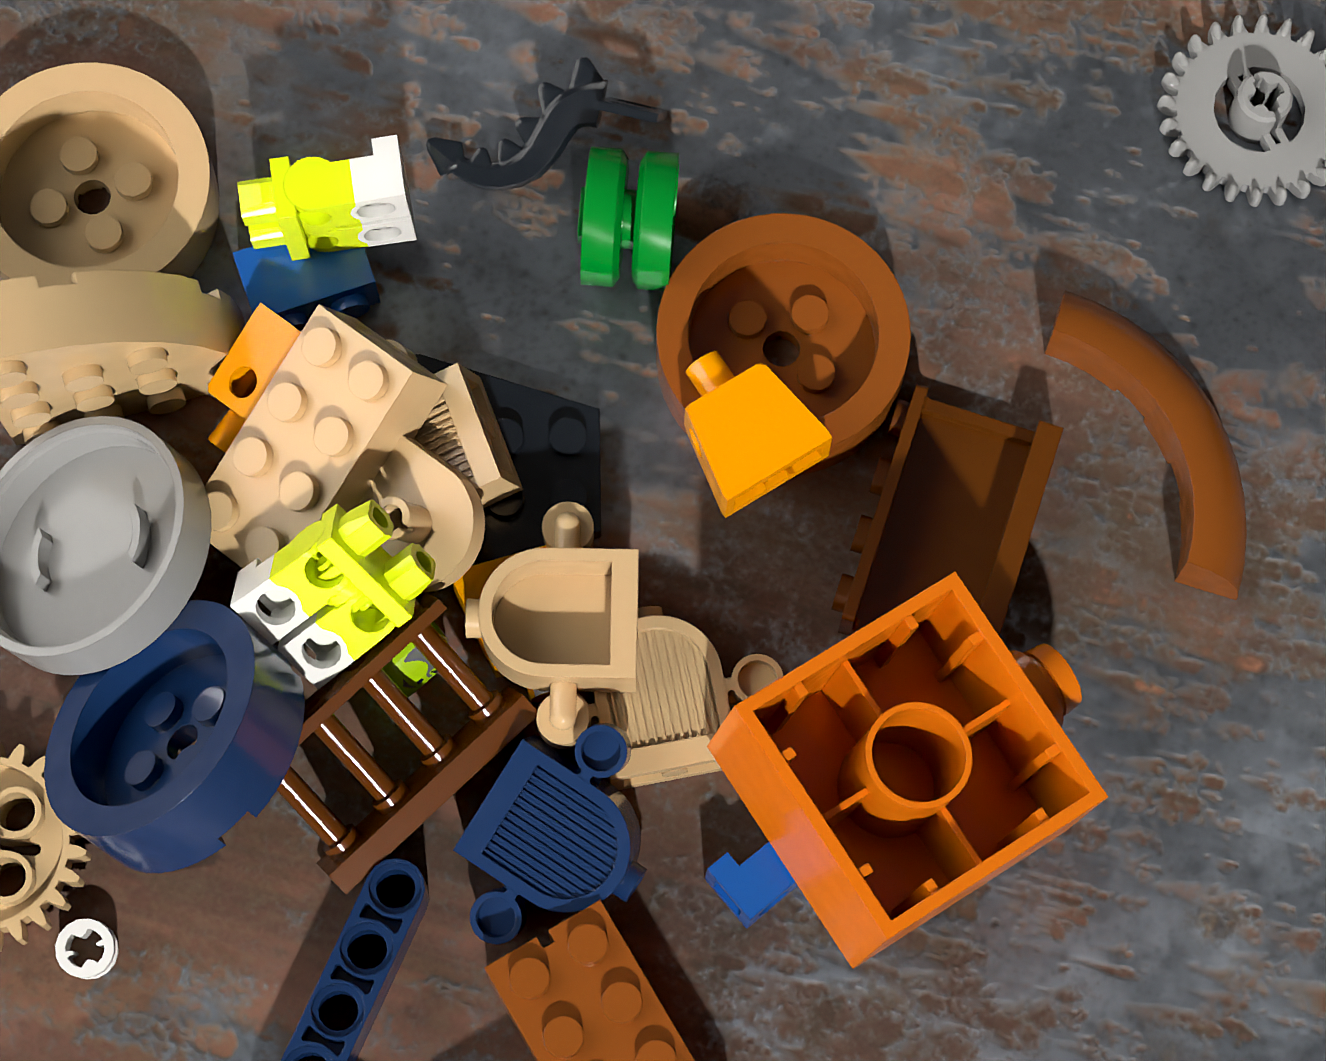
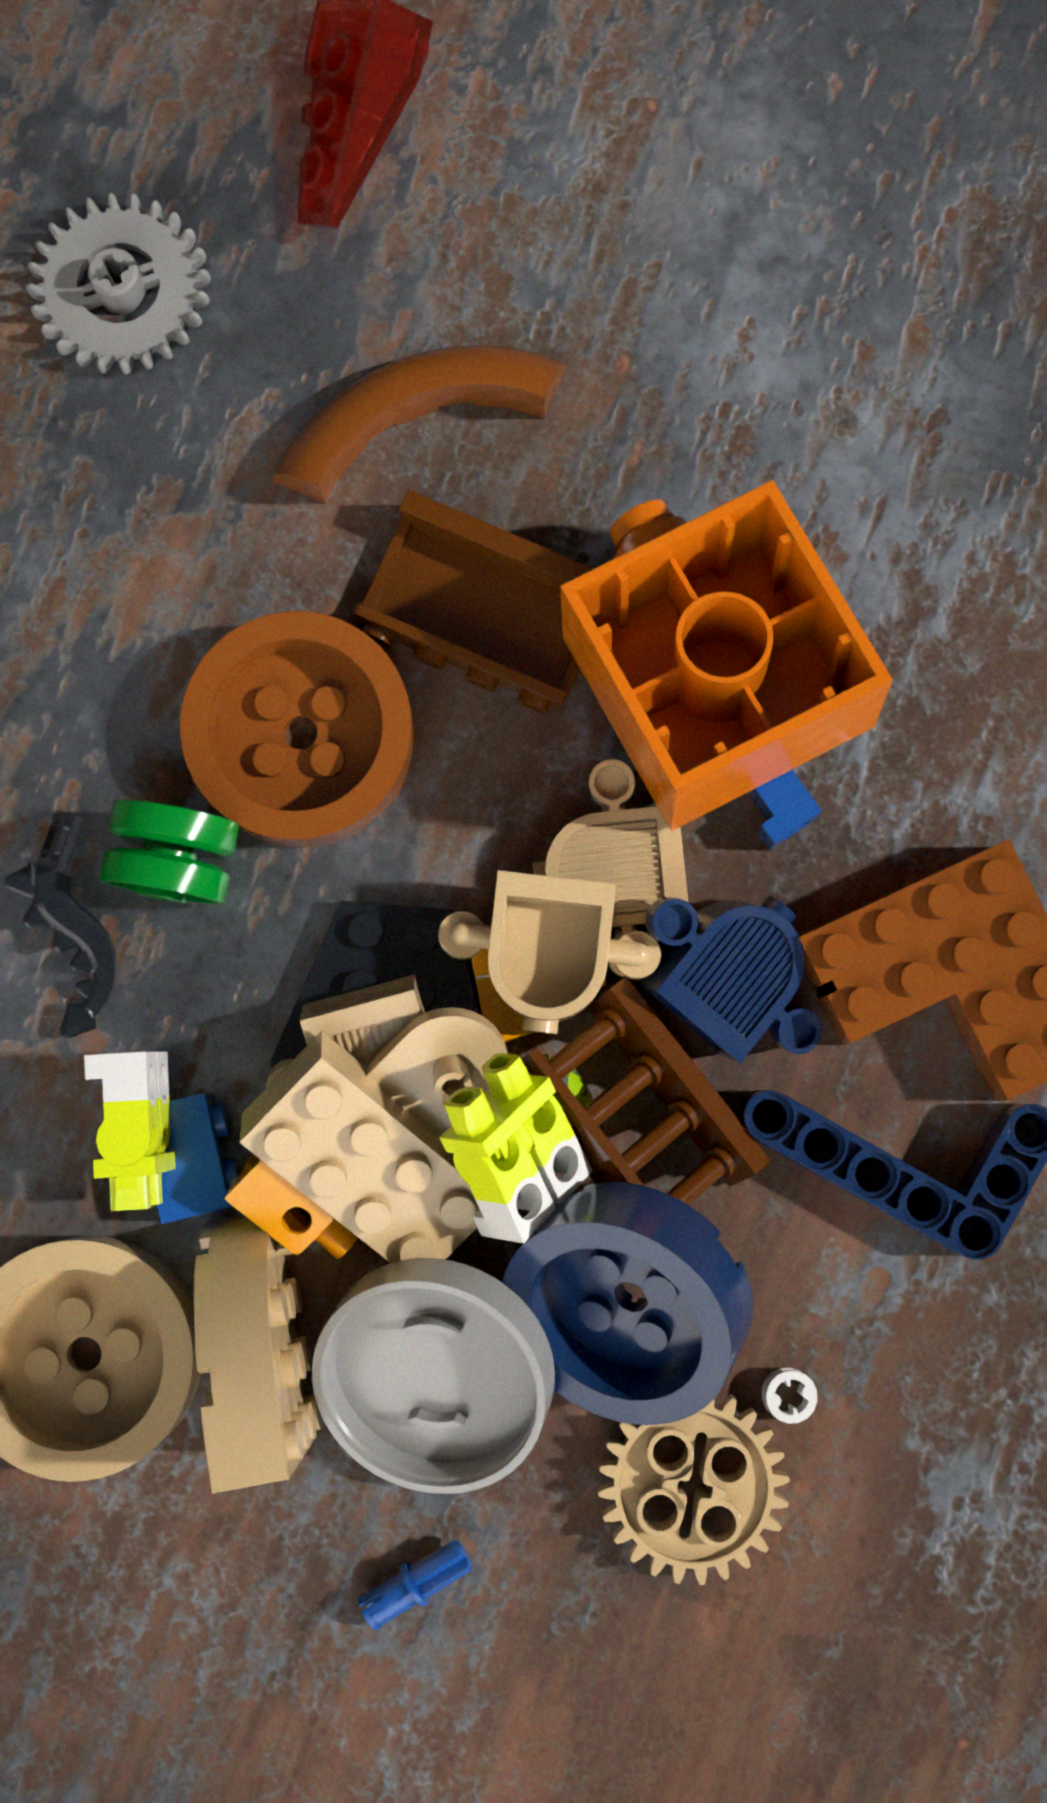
camera: 80 degrees left, 10 degrees up
(749, 431) = (392, 763): light orange torso -> none

